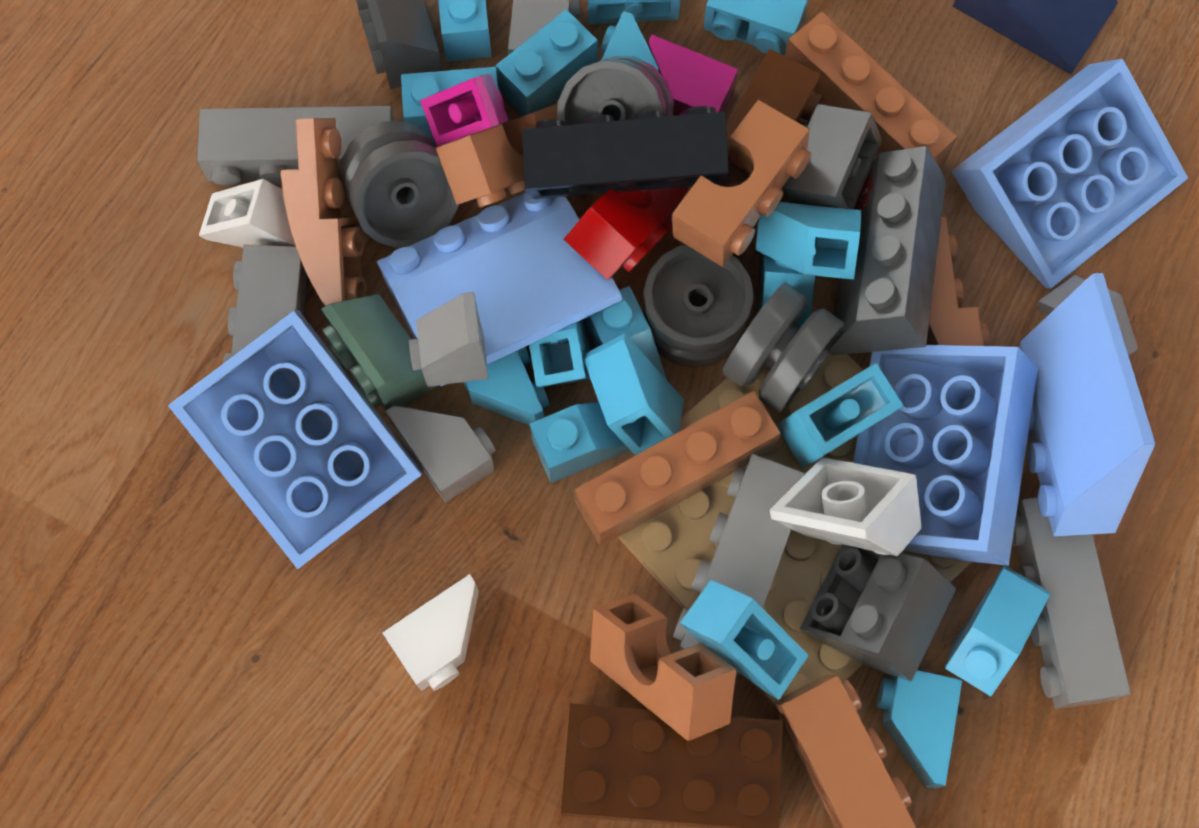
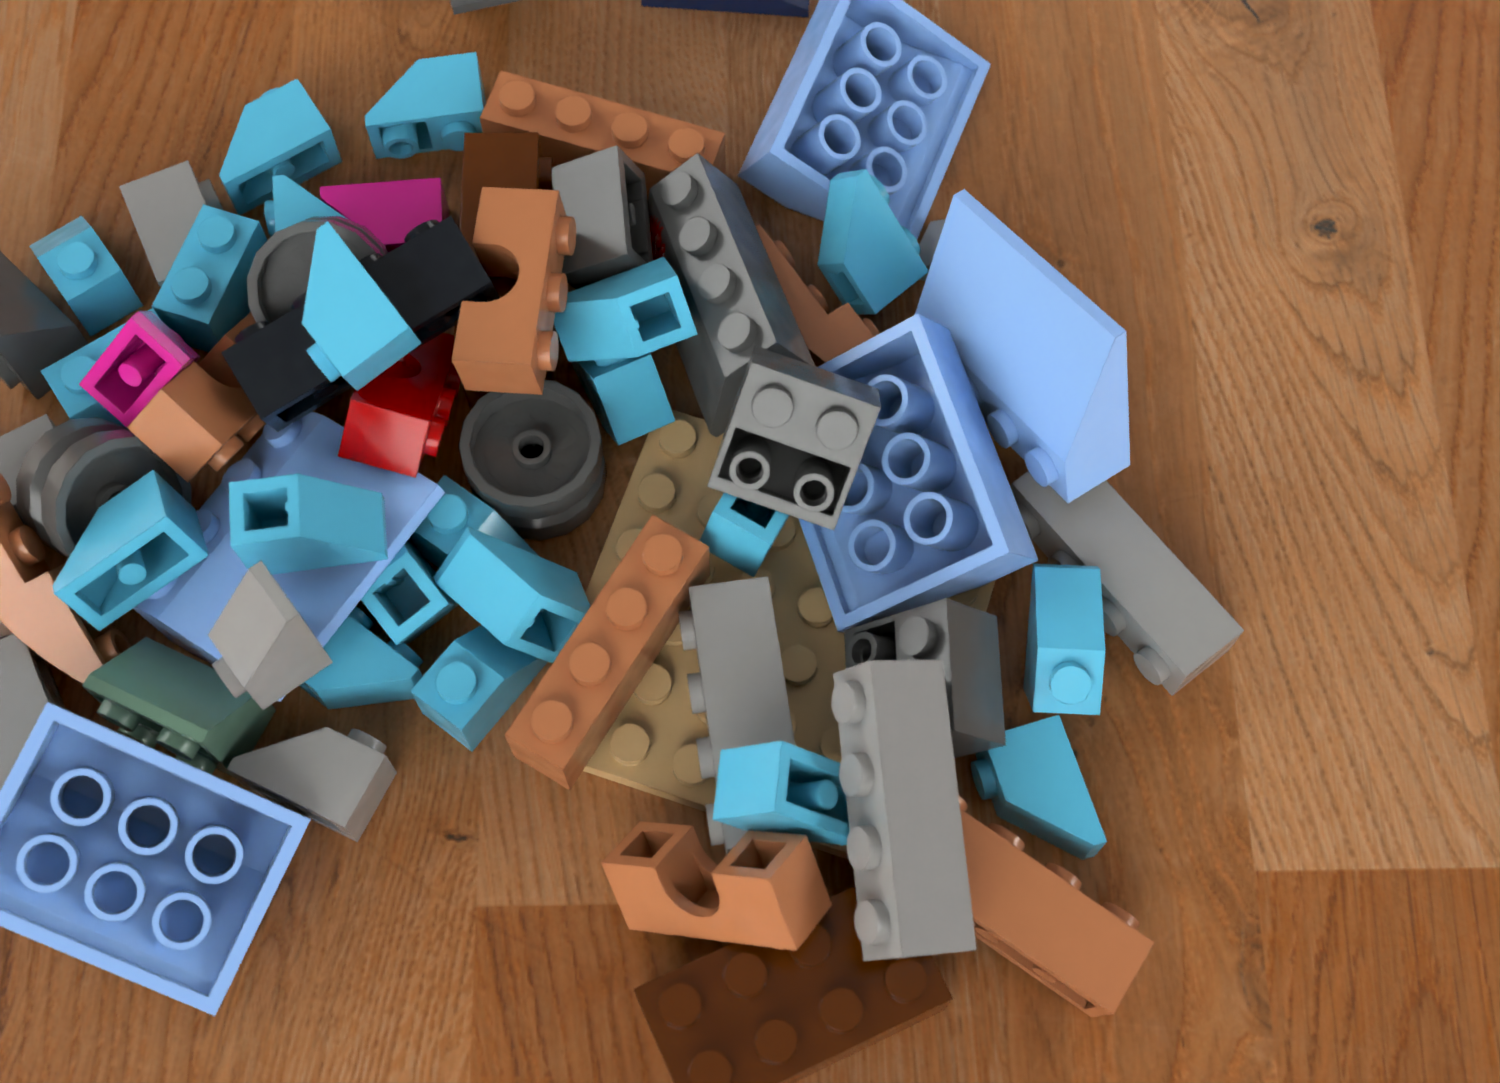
camera: 30 degrees left, 5 degrees down
(397, 233) = (131, 551): none -> medium azure slope
(436, 635) = (429, 1002): white slope -> none
(517, 276) = (305, 523): none -> medium azure slope
(619, 149) = (350, 316): none -> medium azure slope
(776, 343) = (659, 451): dark grey wheel -> none
(811, 688) = (902, 809): none -> light grey brick
(853, 506) = (835, 584): white slope -> none
(881, 389) = (795, 438): none -> slope
(1013, 271) = (864, 246): none -> medium azure slope

